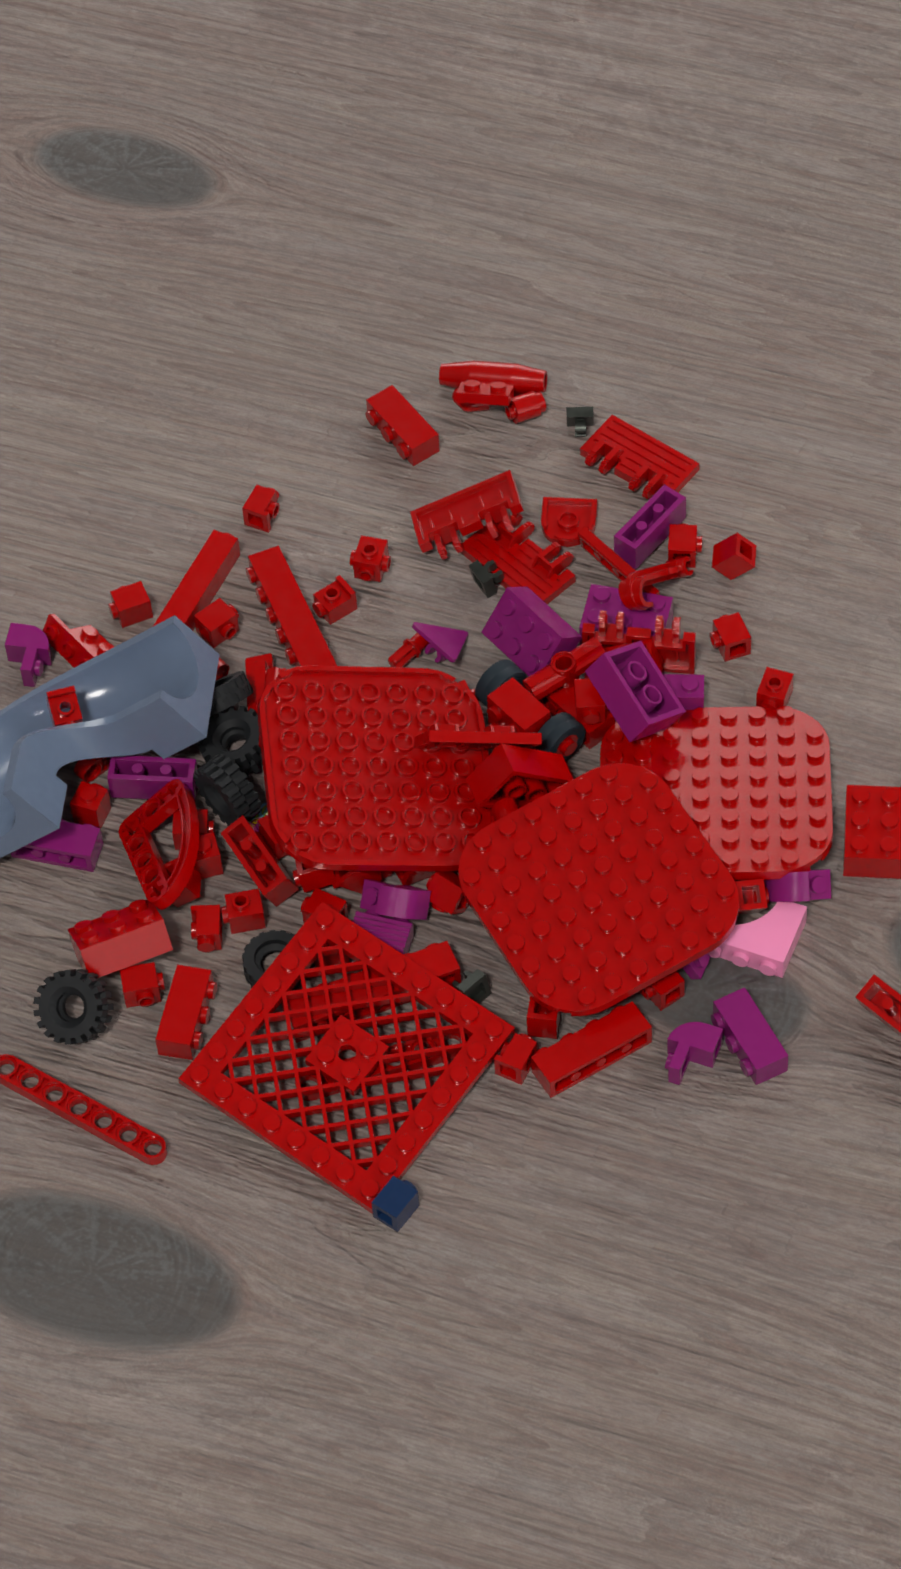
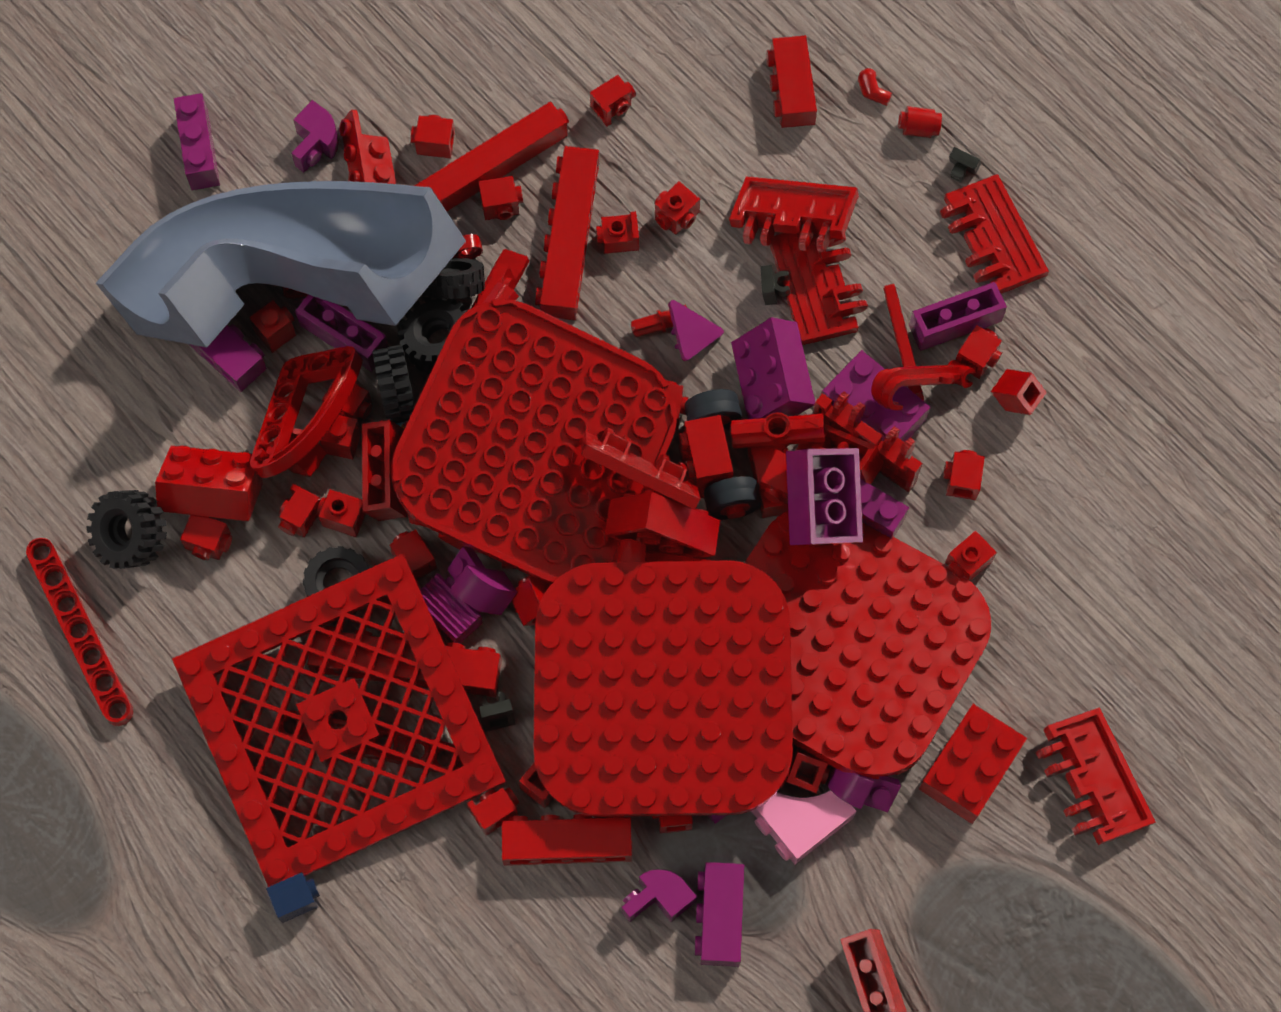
camera: 25 degrees right, 15 degrees up
(63, 699) = (300, 233): red brick -> none
(185, 1012) = (228, 588): red brick -> none
(491, 381) = (901, 81): red plate -> none
(565, 517) = (888, 262): red tile -> none

